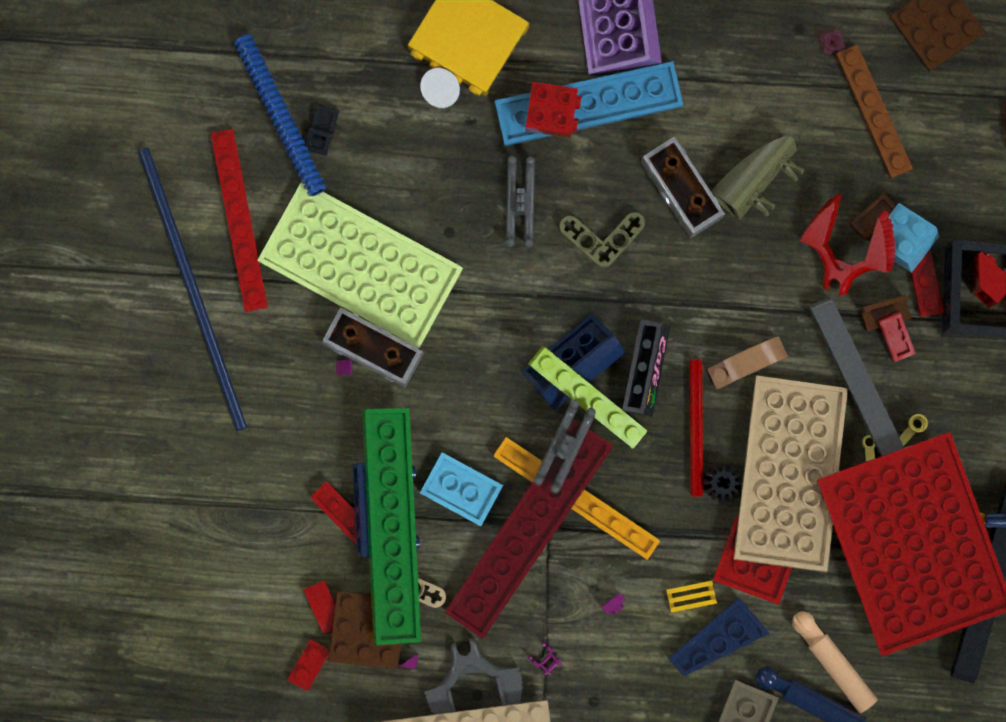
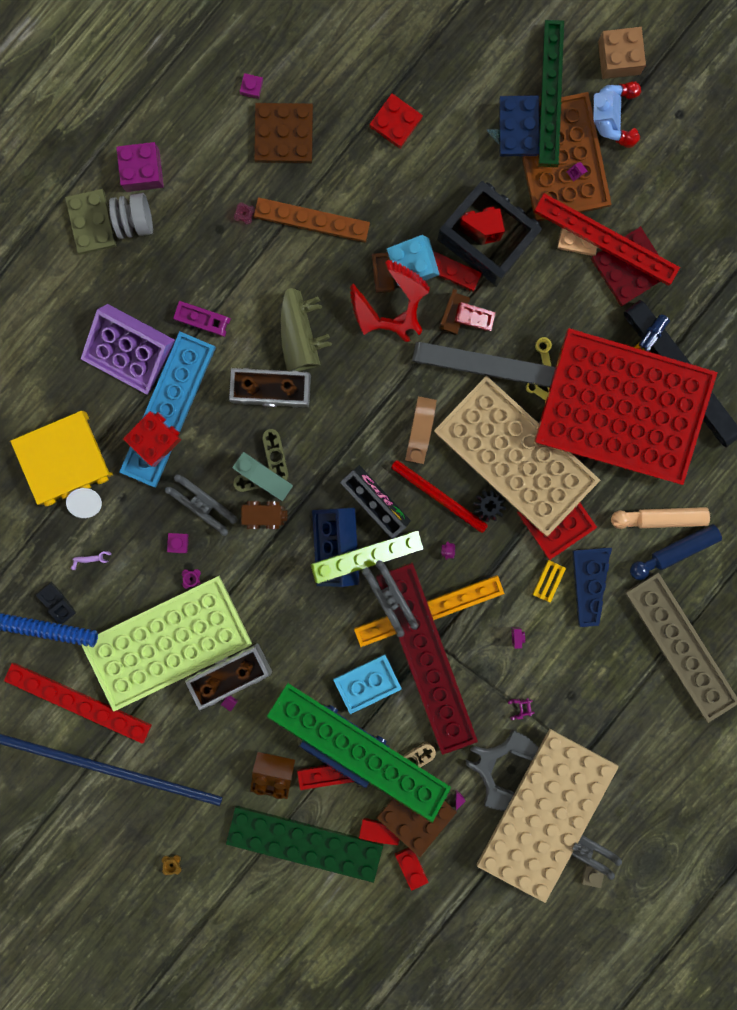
camera: 50 degrees left, 5 degrees up
(144, 418) = (175, 869): none -> pearl gold plate
(258, 541) = (304, 844): none -> dark green plate
(304, 460) = (272, 775): none -> reddish brown slope
(388, 131) = (90, 559): none -> lavender piece
(440, 237) = (186, 578): none -> magenta plate
(465, 205) = (177, 543): none -> magenta plate
(558, 273) = (270, 515): none -> reddish brown brick
(591, 241) = (262, 476): none -> sand green slope
(649, 475) = (448, 550): none -> magenta plate
(700, 73) = (201, 318): none -> magenta plate

